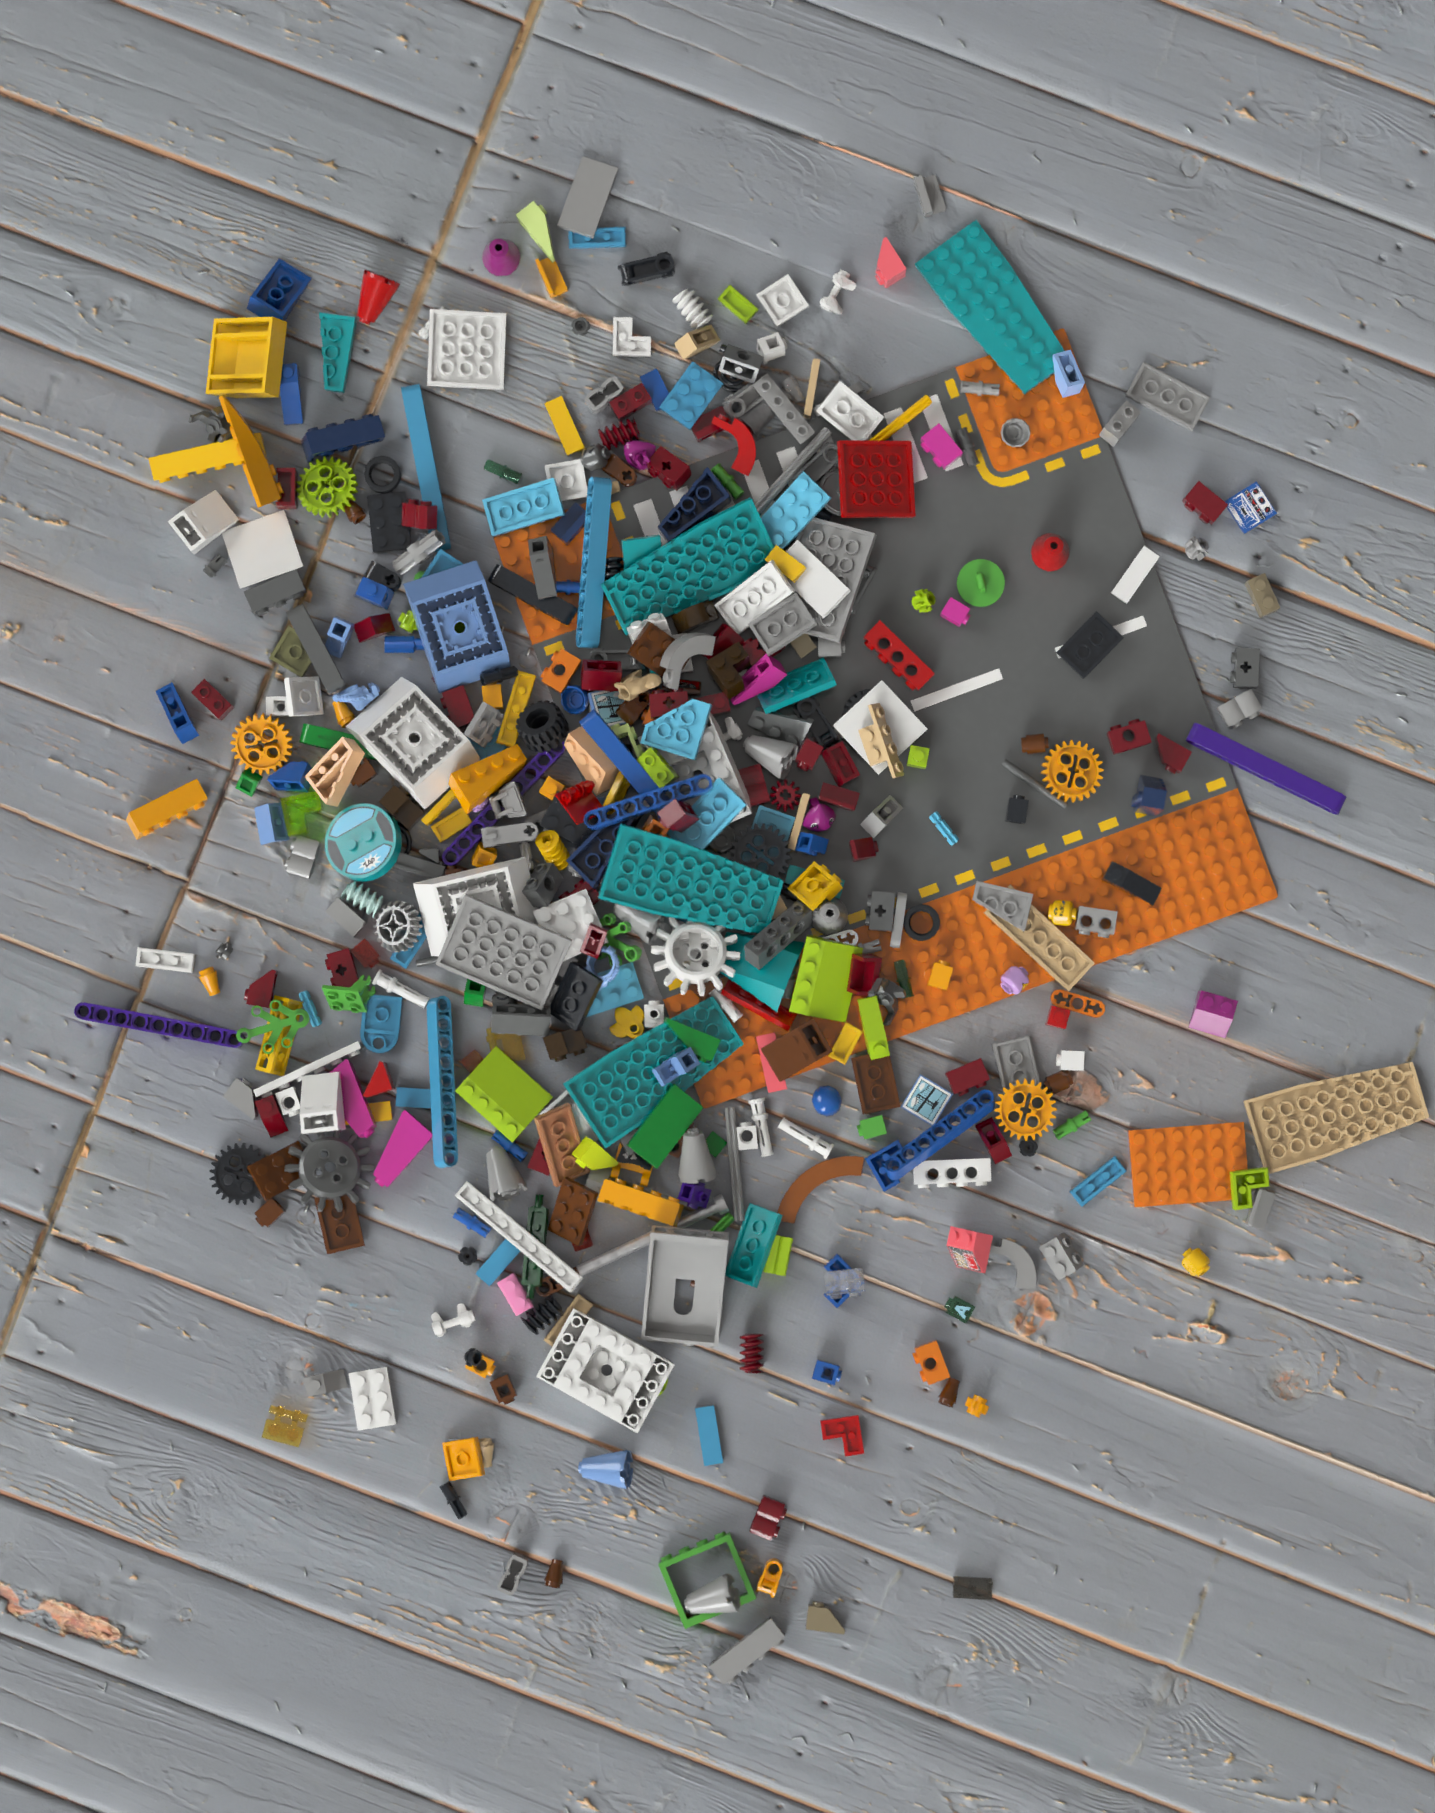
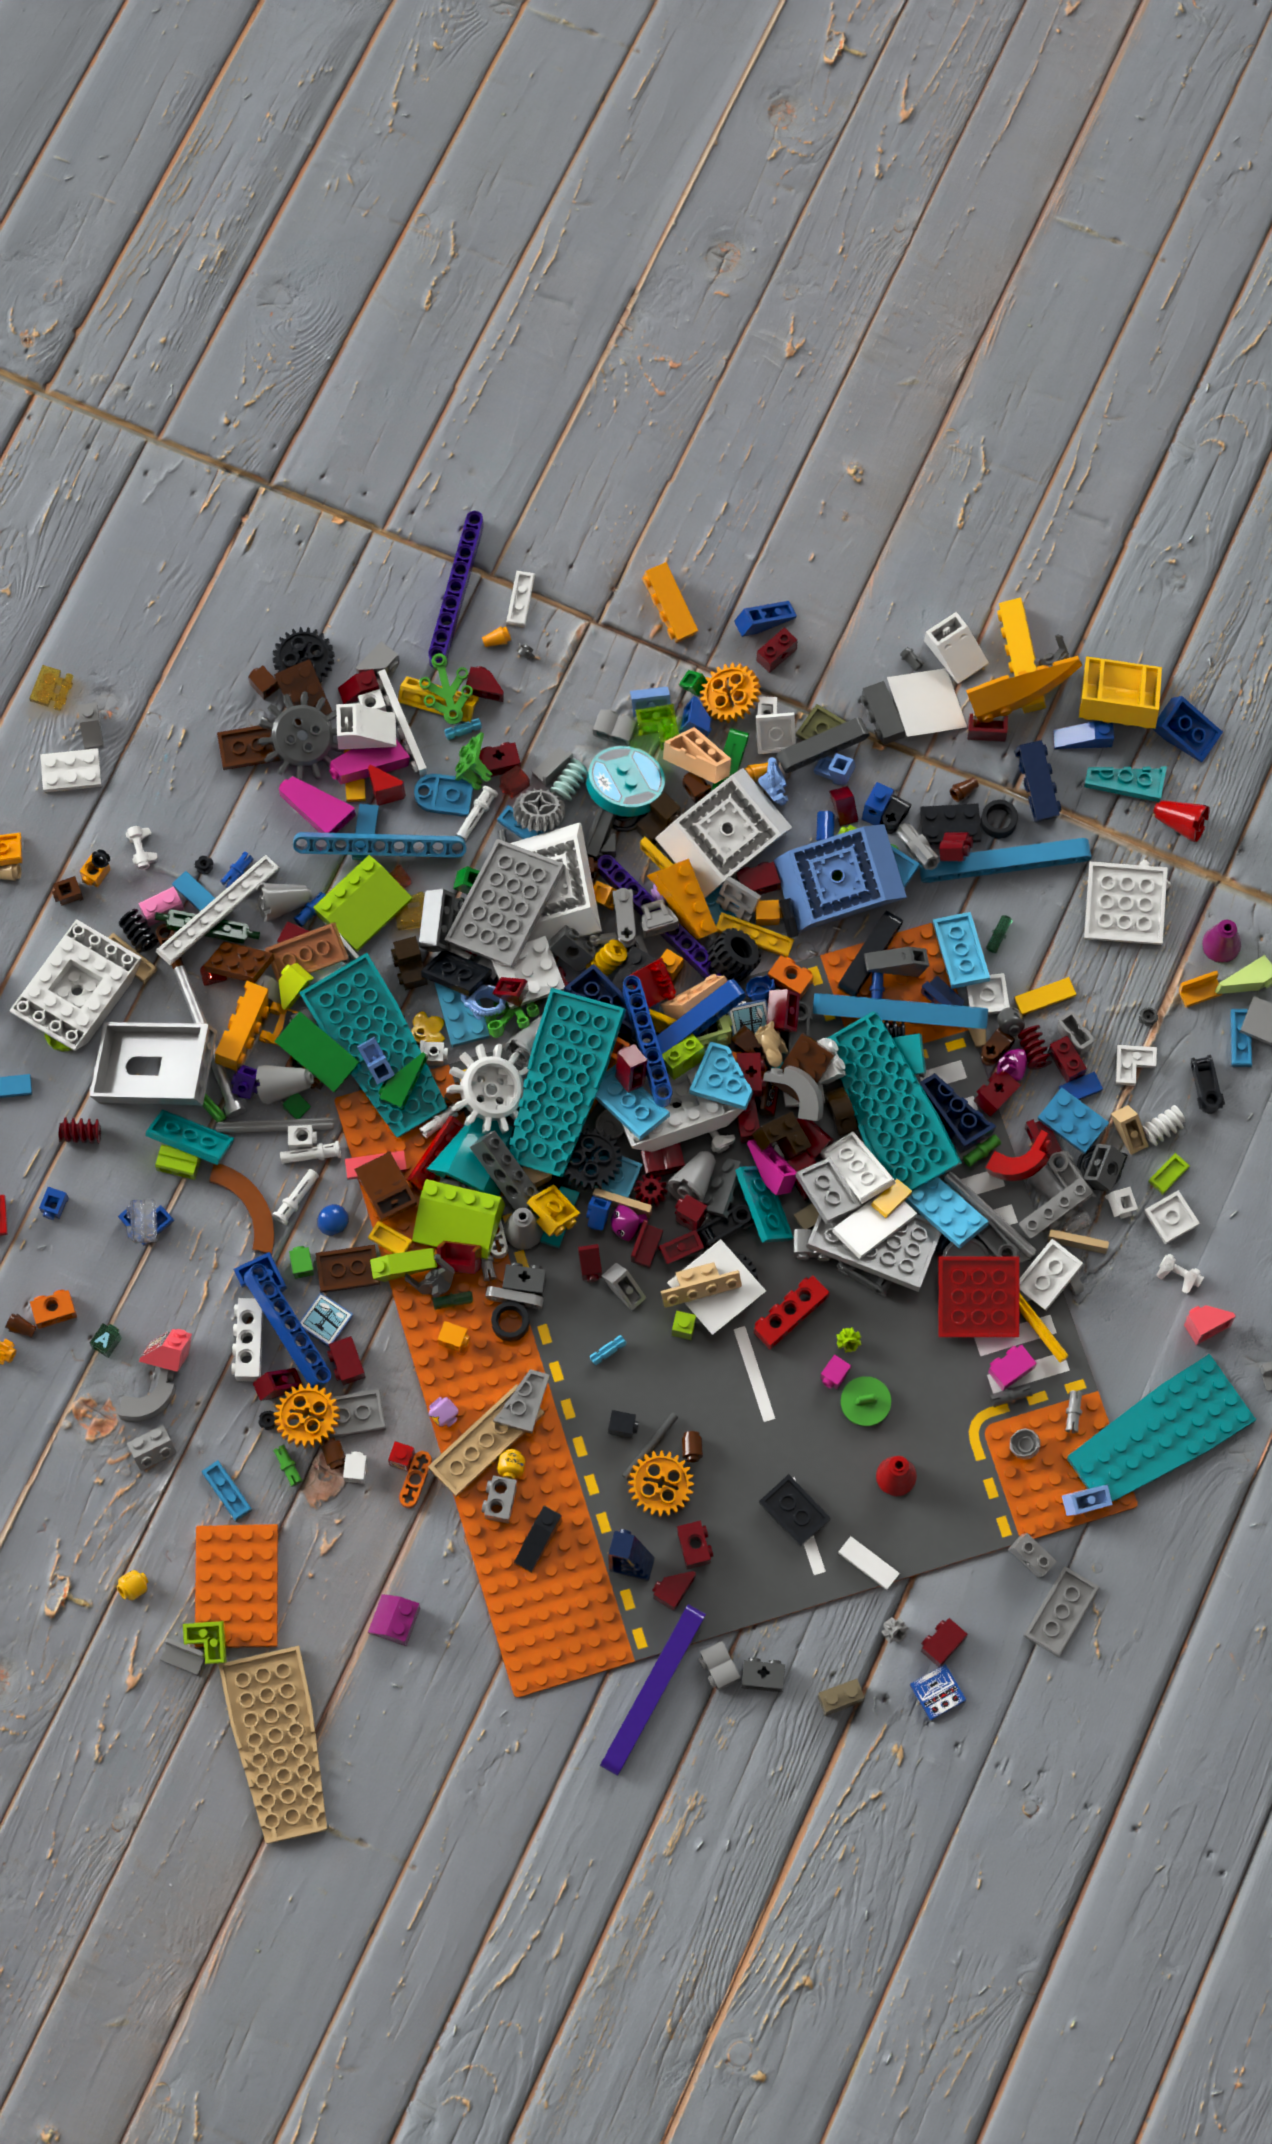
camera: 90 degrees right, 15 degrees down
(314, 477) = (987, 765): lime gear -> none
(451, 825) = (638, 868): yellow tile -> none

